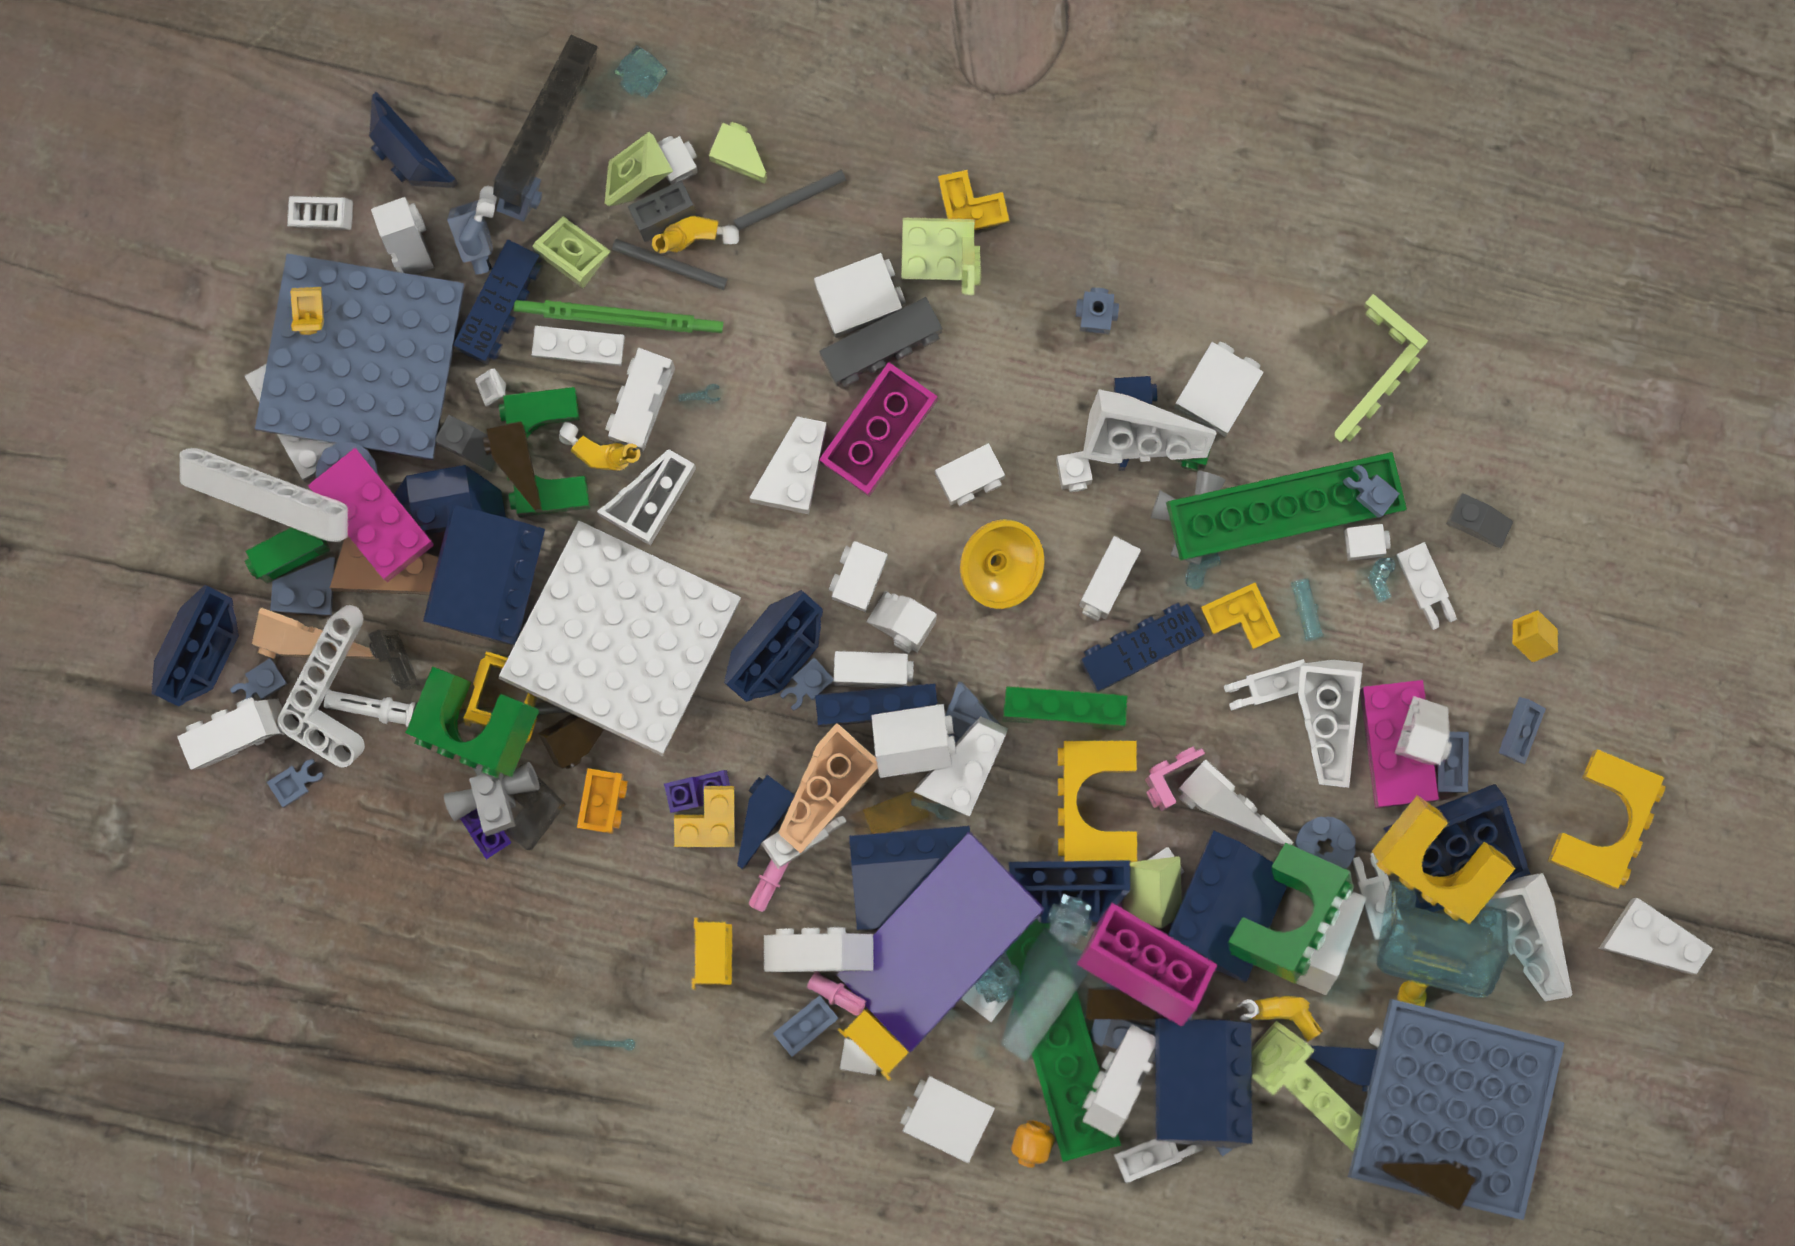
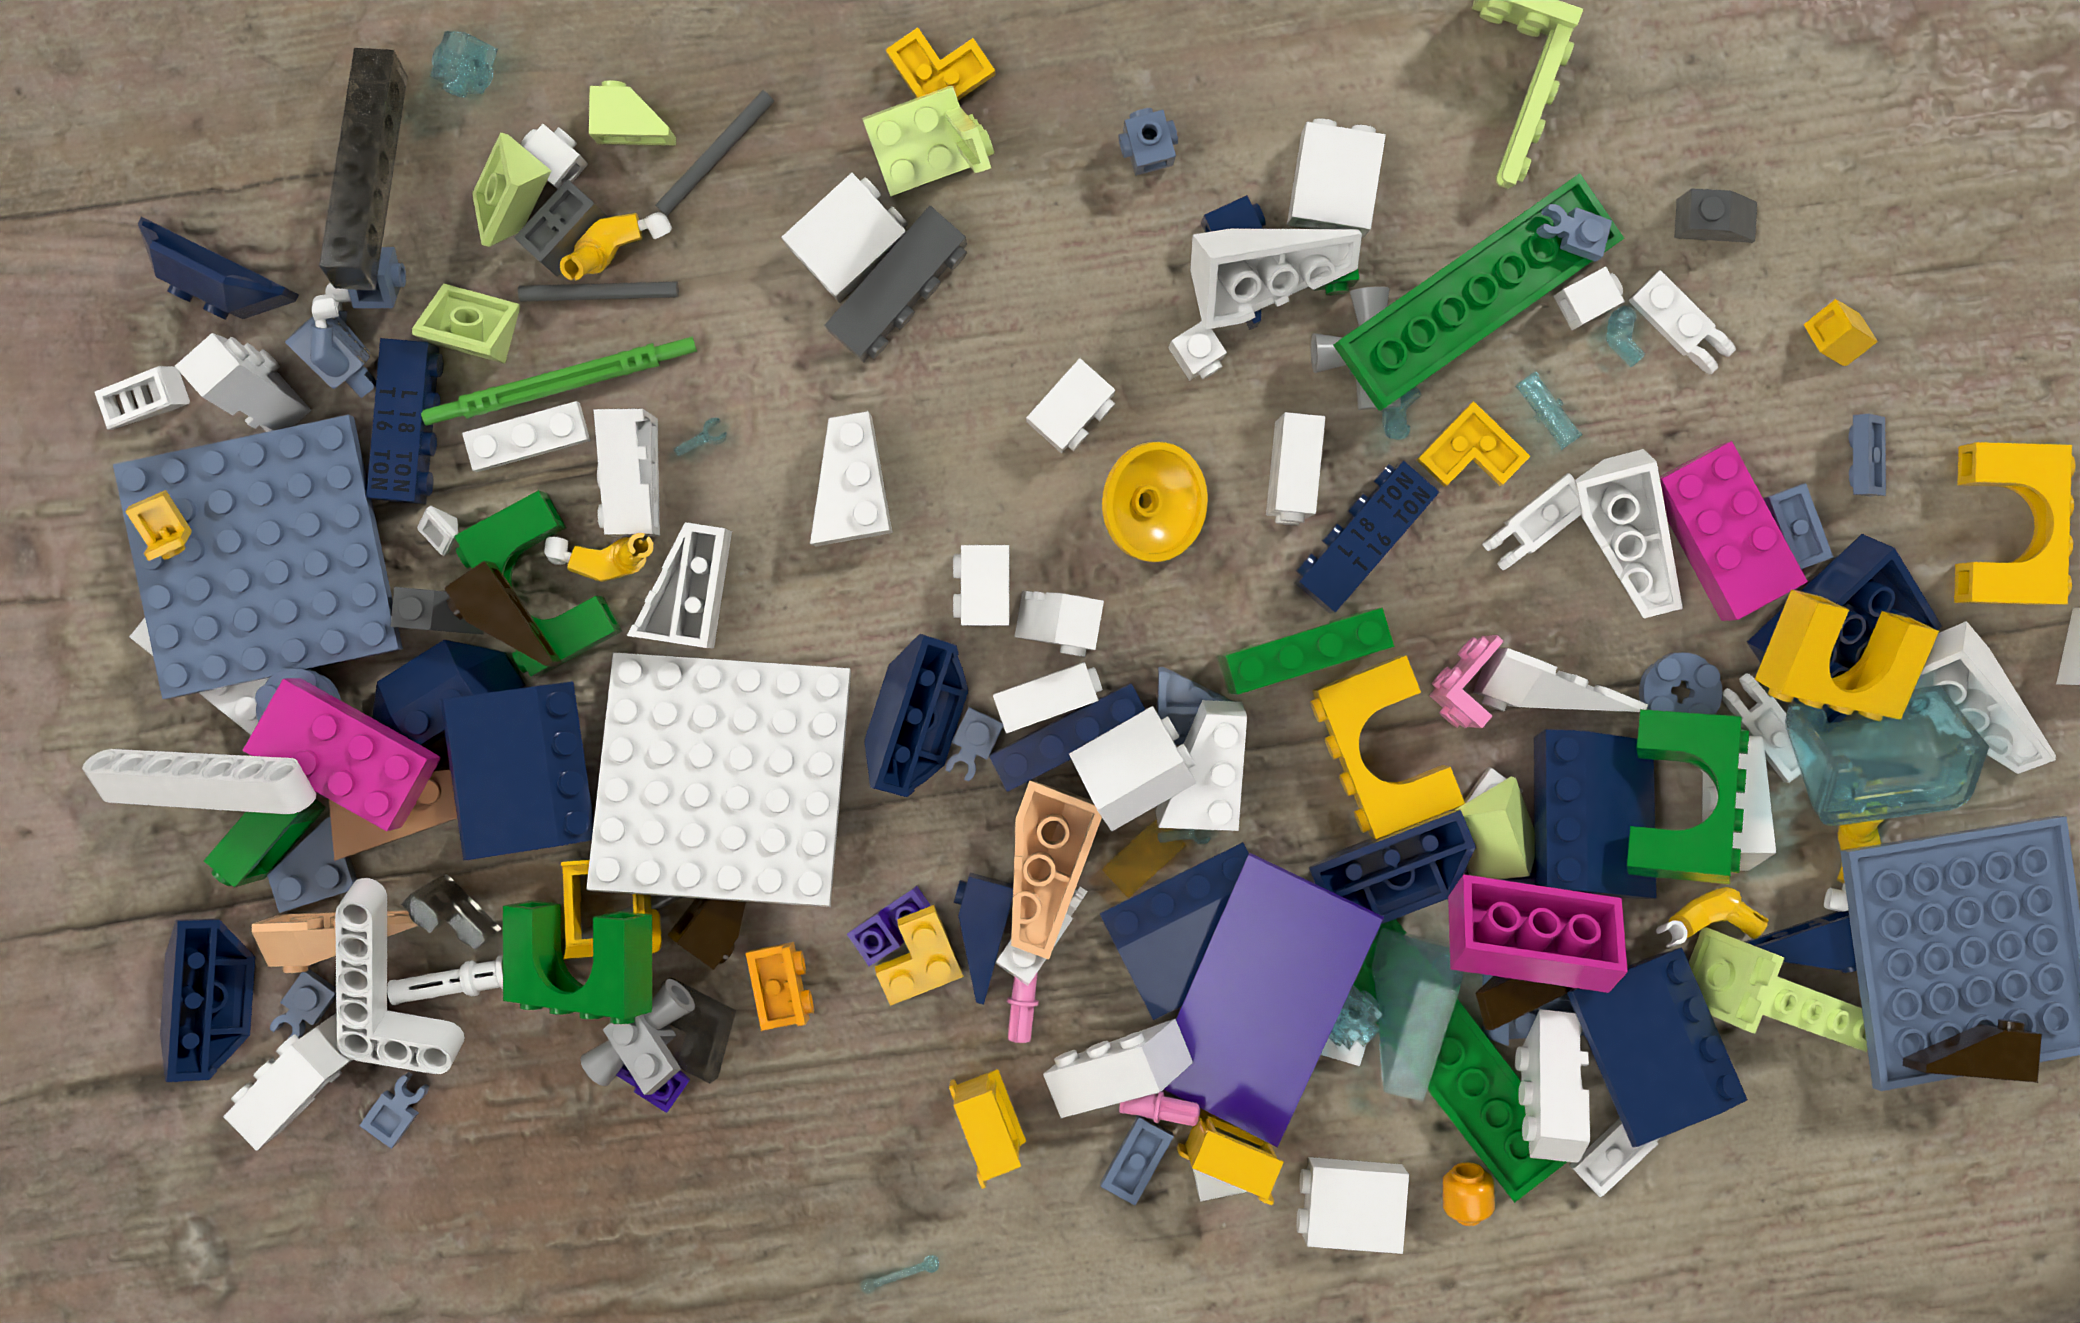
camera: 20 degrees left, 5 degrees up
(878, 429) = (936, 393): dark pink brick -> none
(1069, 919) = (1416, 913): clear light blue brick -> none
(1425, 733) = (1776, 508): white wedge -> none

